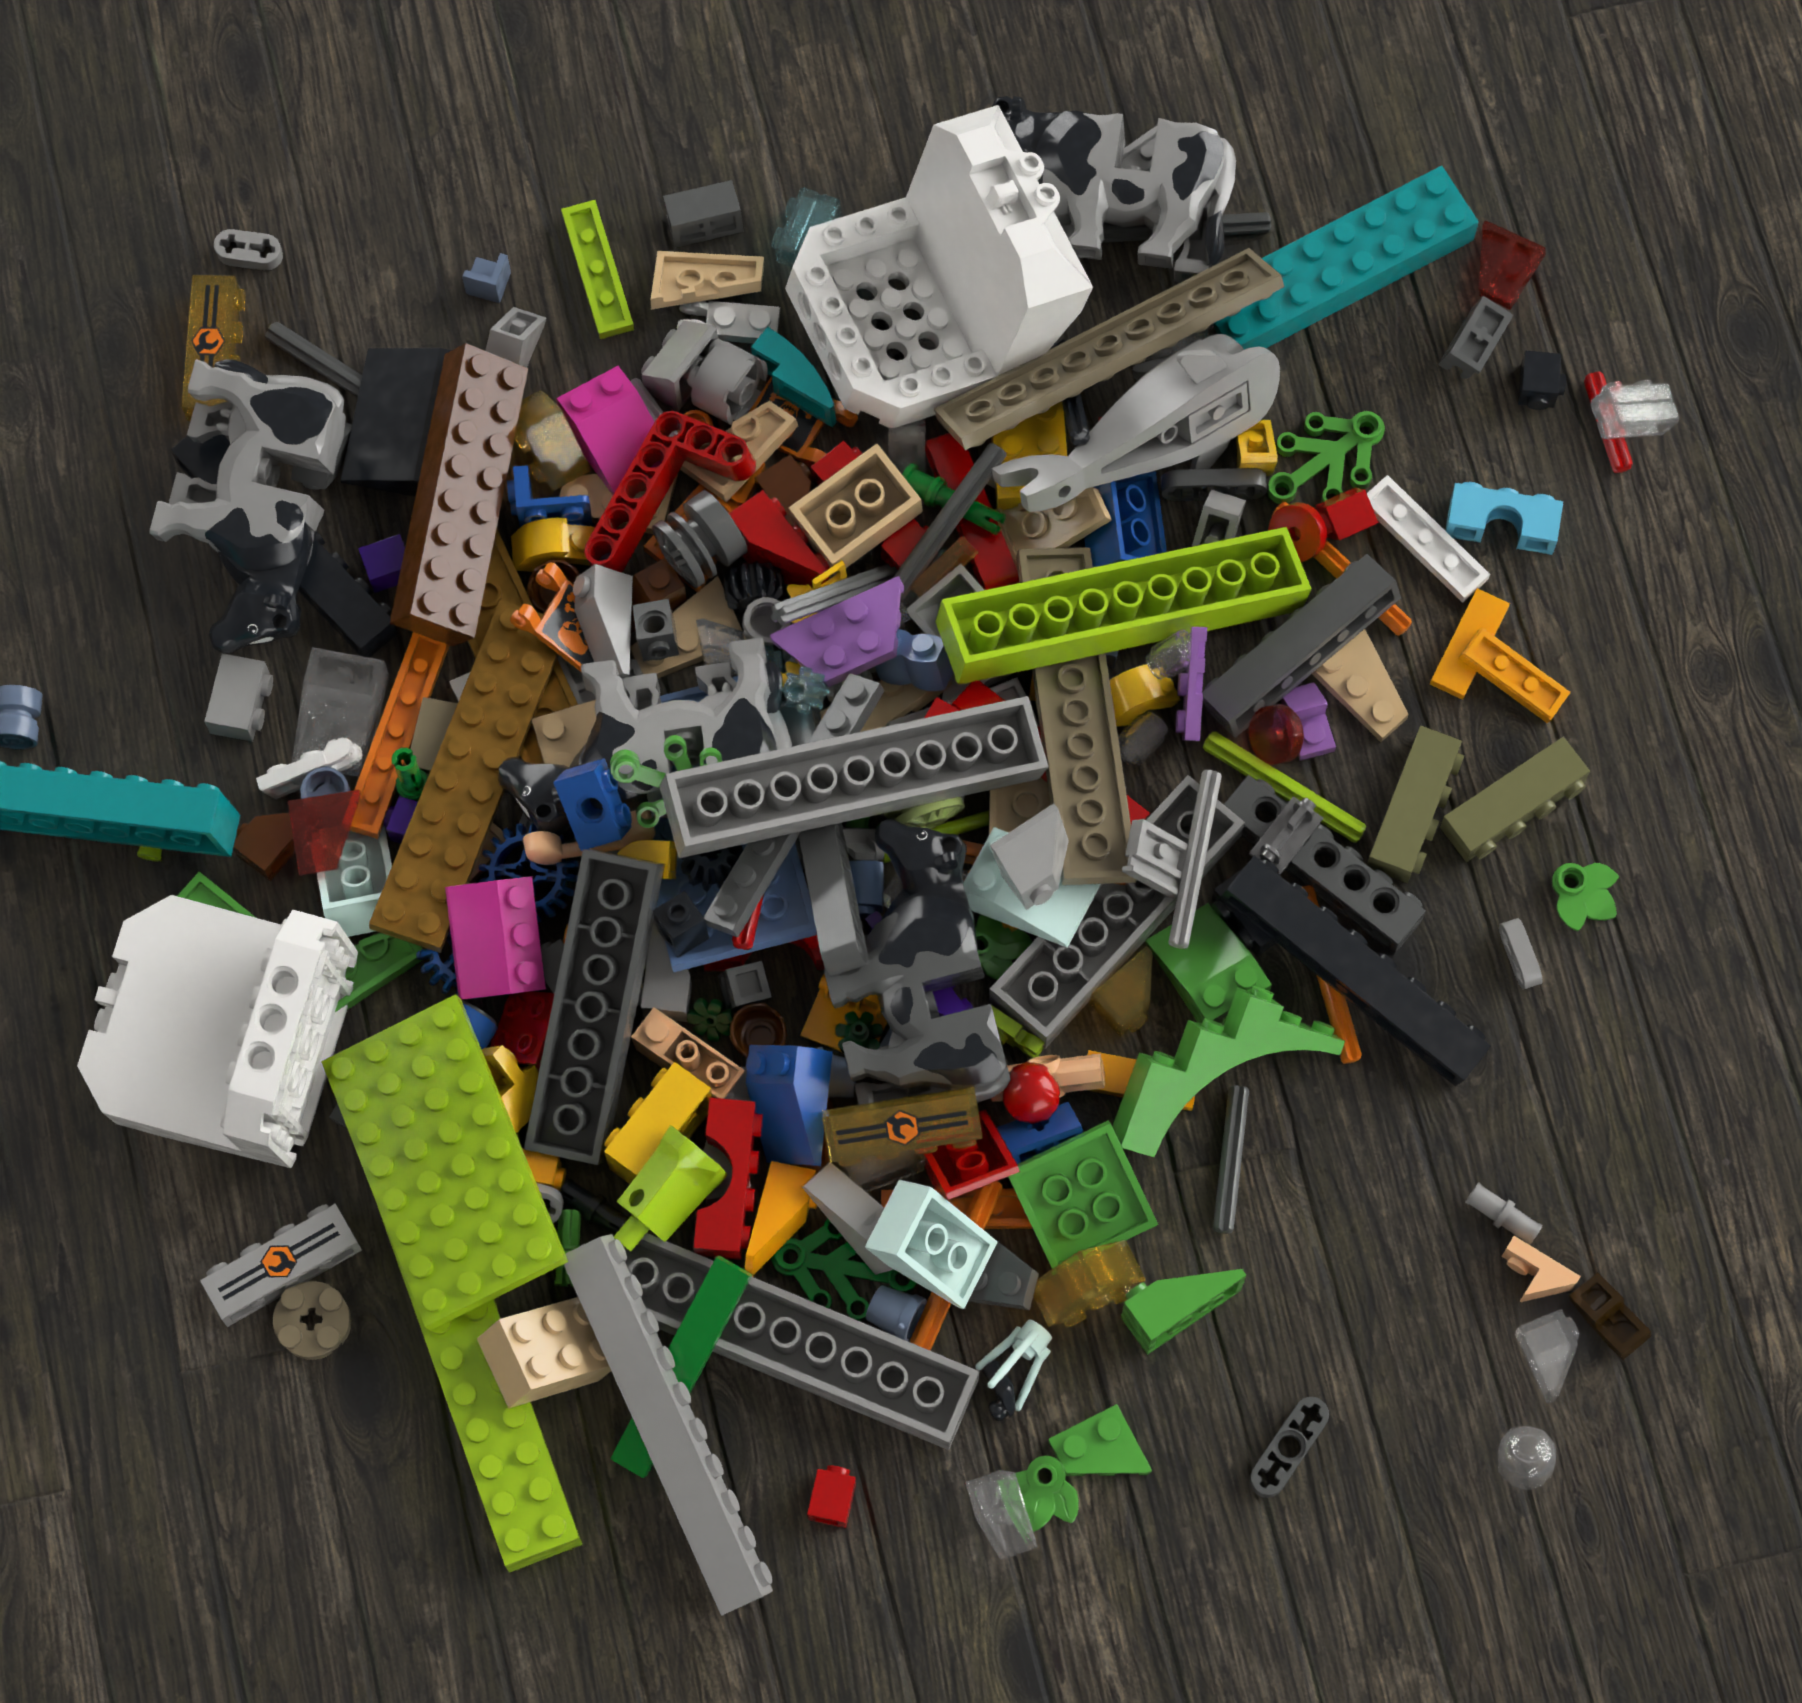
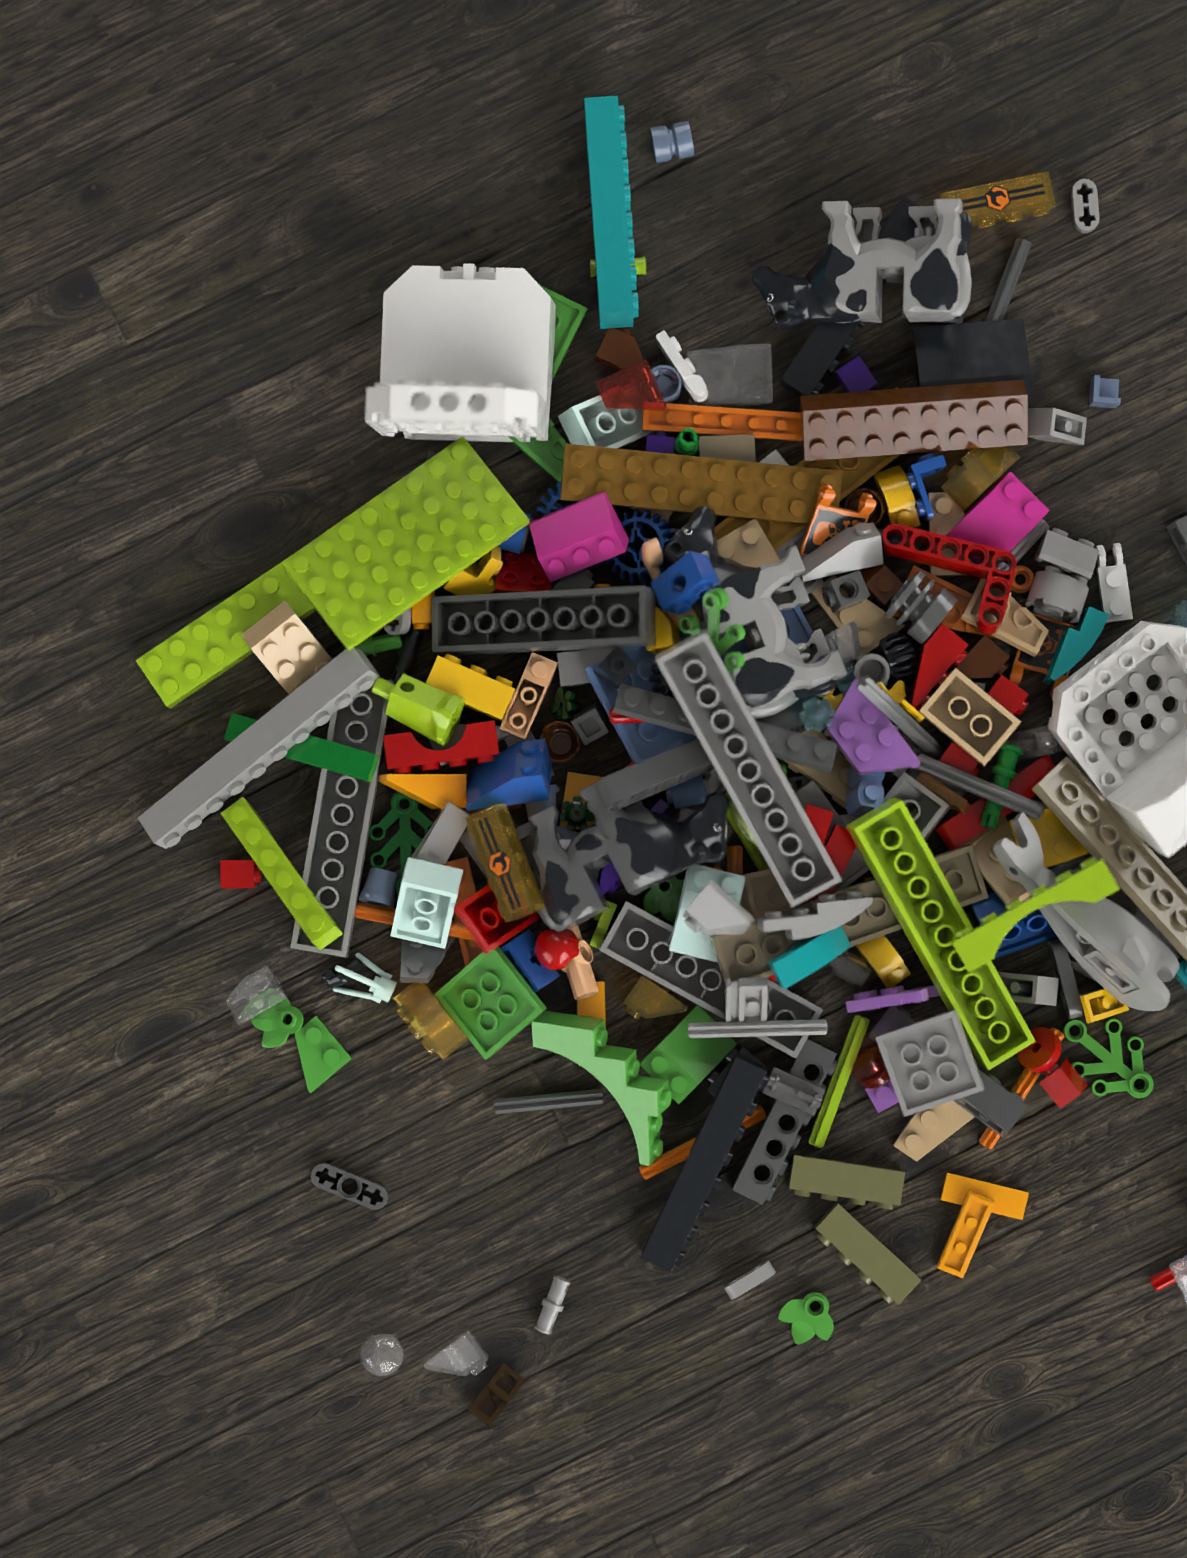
camera: 75 degrees right, 15 degrees up
(238, 697) = (725, 299): light grey brick -> none
(288, 1259) = (314, 446): light grey brick -> none
(326, 1336) = (290, 465): dark tan plate -> none
(597, 269) = (1131, 473): lime plate -> none
(702, 277) = (1142, 555): tan wing -> none
(863, 1419) = (281, 873): none -> lime arch
(1068, 739) = (824, 916): none -> light grey slope
(1115, 767) = (808, 956): none -> teal slope
(1147, 543) = (1086, 885): none -> lime arch
(1170, 655) = (913, 976): clear brick -> none
(1173, 1304) = (425, 1082): bright green slope -> none
(1286, 654) = (930, 1062): none -> light grey plate
(1426, 539) = (1059, 1146): white plate -> none
(1534, 517) = (1093, 1226): medium azure arch -> none
(1549, 1275) = (512, 1344): light nougat slope -> none

